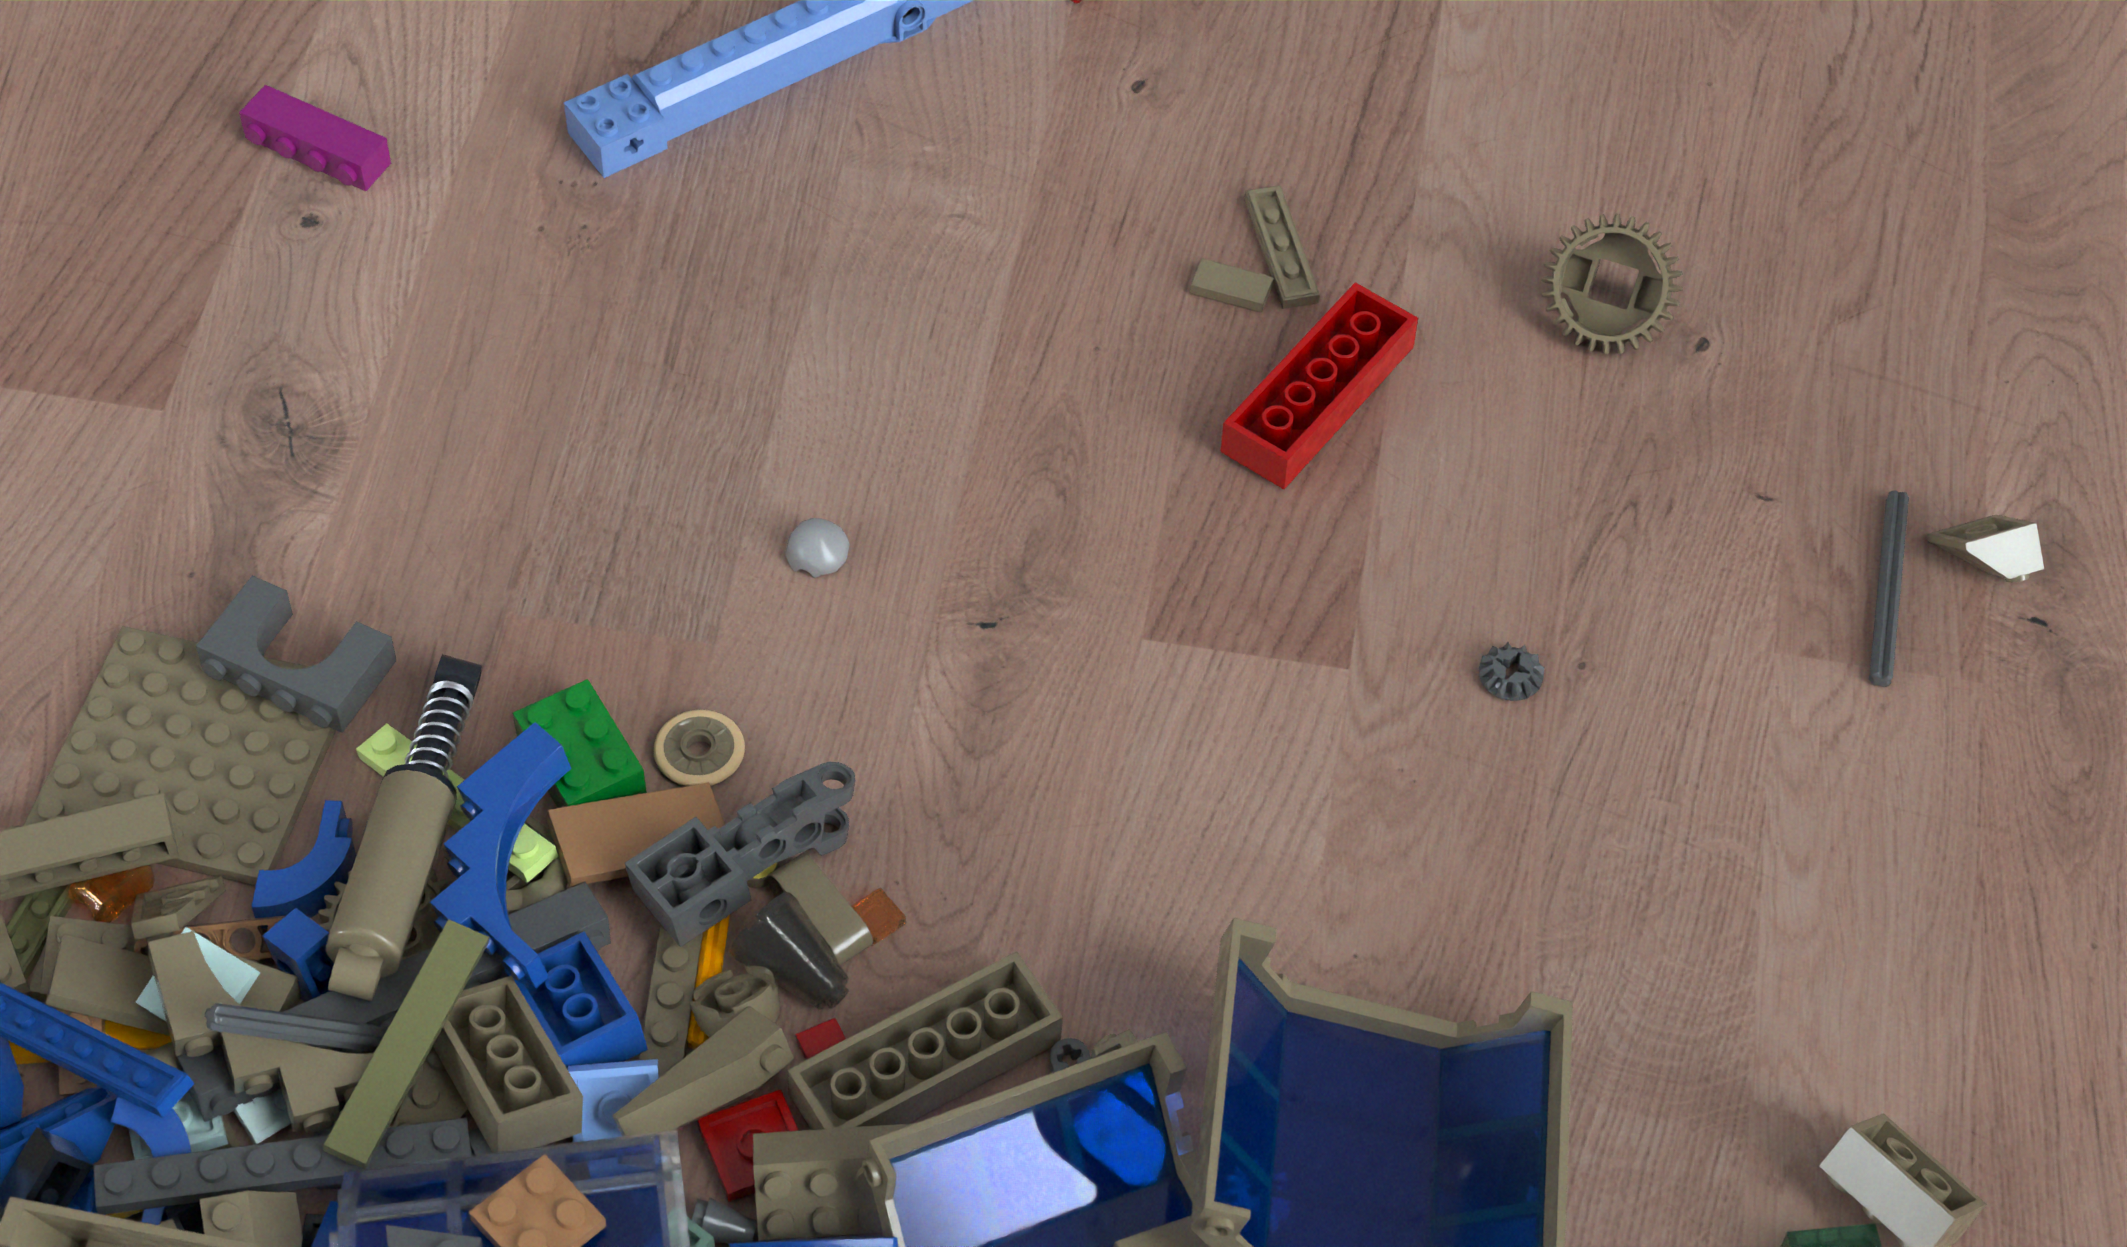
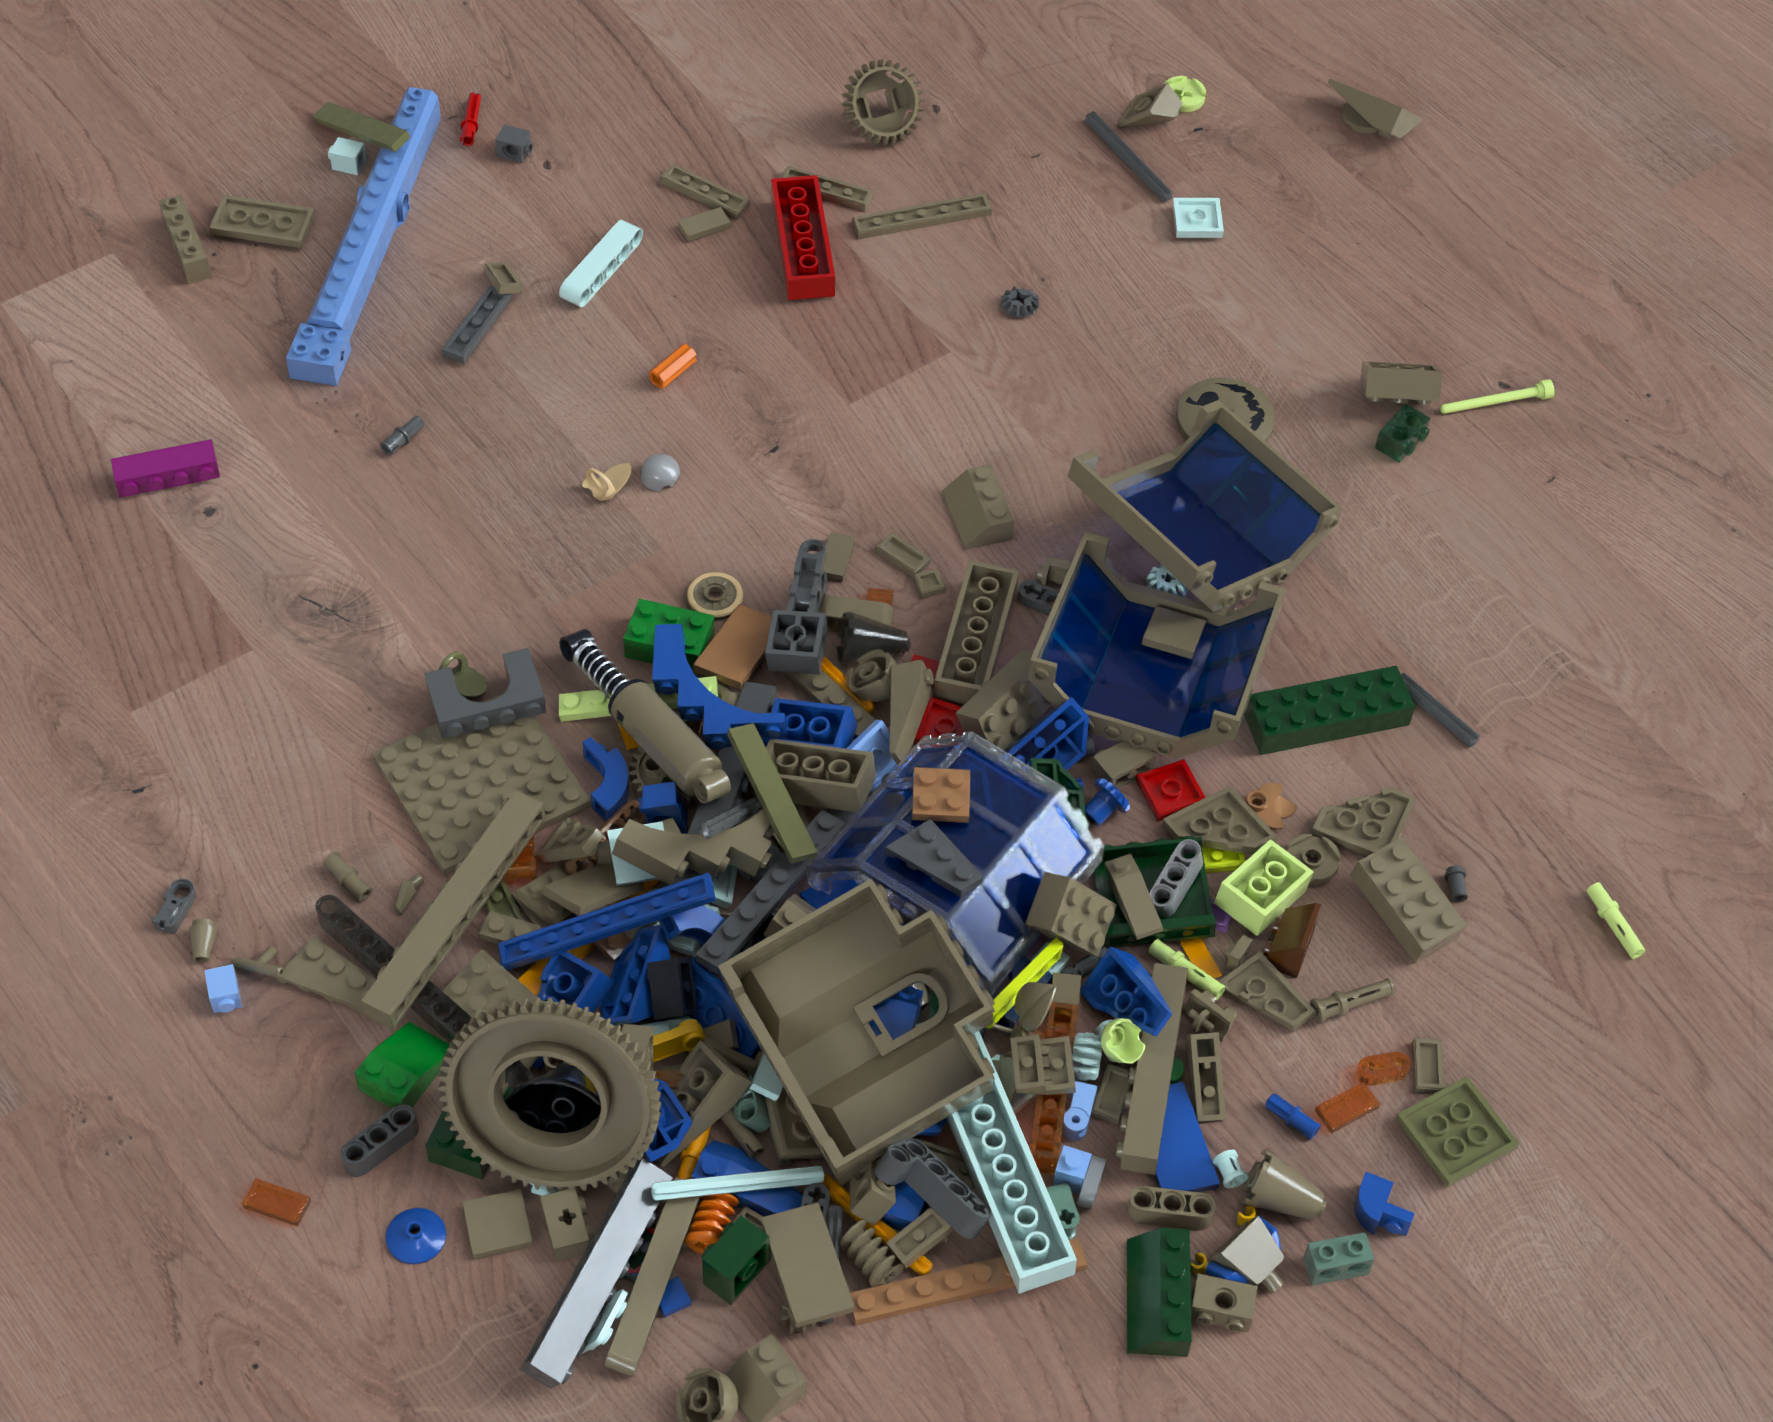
camera: 45 degrees left, 0 degrees up
(312, 620) = (467, 679): none -> olive piece
(594, 285) = (401, 436): none -> dark grey axle
(745, 515) = (608, 483): none -> tan piece
(826, 216) = (476, 325): none -> dark grey plate
(893, 817) = (838, 554): none -> dark tan tile
(916, 182) = (503, 278): none -> dark tan tile
(964, 944) = (929, 583): none -> dark tan tile
(976, 881) = (902, 554): none -> dark tan tile
(983, 429) = (672, 366): none -> orange axle
(1050, 245) = (601, 263): none -> light aqua beam
(1120, 32) = (513, 143): none -> dark grey brick
(1133, 898) = (979, 508): none -> dark tan slope
(1440, 352) = (837, 191): none -> dark tan tile
(1517, 468) = (921, 216): none -> dark tan tile
(1628, 1038) = (1238, 396): none -> dark tan dish
(1887, 739) = (1197, 218): none -> light aqua plate
(2073, 559) = (1189, 91): none -> yellowish green tile

